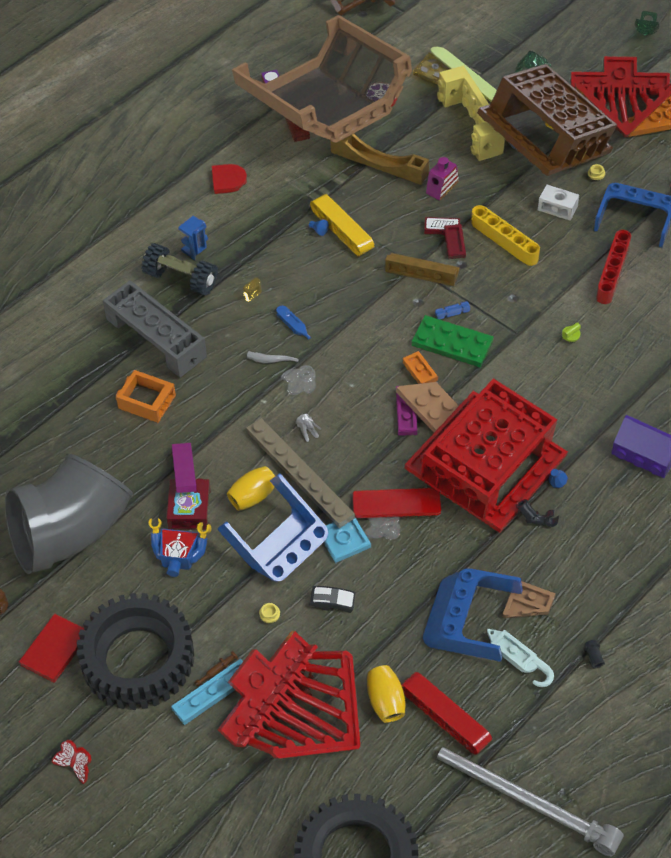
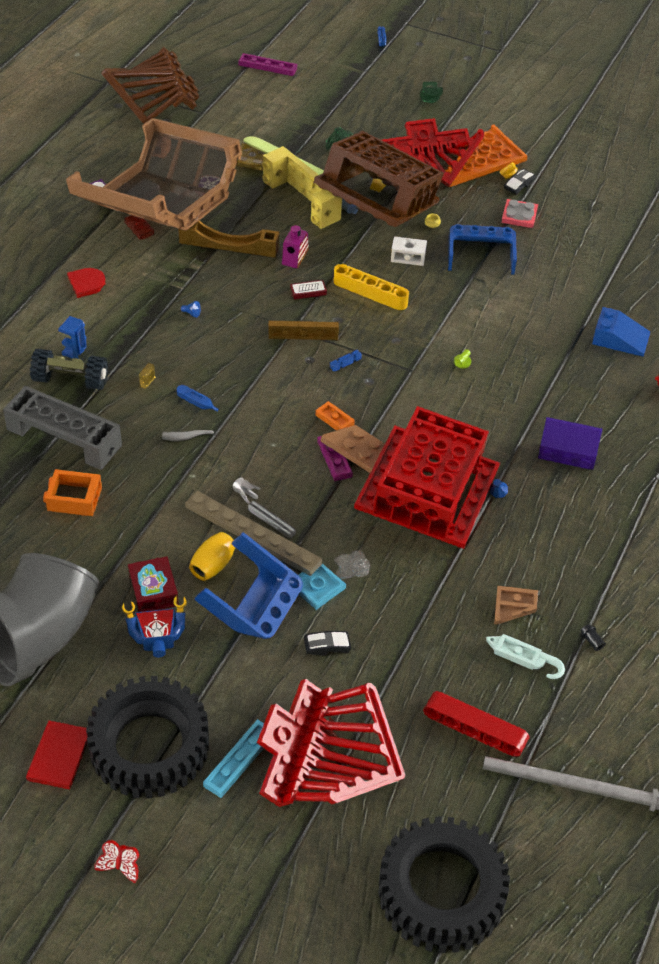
camera: 20 degrees left, 5 degrees down
(184, 468) = (138, 551): magenta tile -> none
(223, 664) = (240, 729): reddish brown piece -> none
(269, 613) = (269, 670): light yellow plate -> none
(298, 380) = (222, 449): clear plate -> none
(323, 462) = (271, 519): none -> dark grey axle
(342, 225) = (214, 303): yellow beam -> none
(386, 694) = (413, 719): yellow piece -> none
(396, 503) = (356, 541): red piece -> none
(451, 610) = (448, 626): blue windscreen -> none
(452, 341) = (355, 387): green plate -> none
(454, 241) = (326, 300): dark red tile -> none
(533, 516) = (490, 527): black piece -> none
(613, 267) = (479, 297): red beam -> none

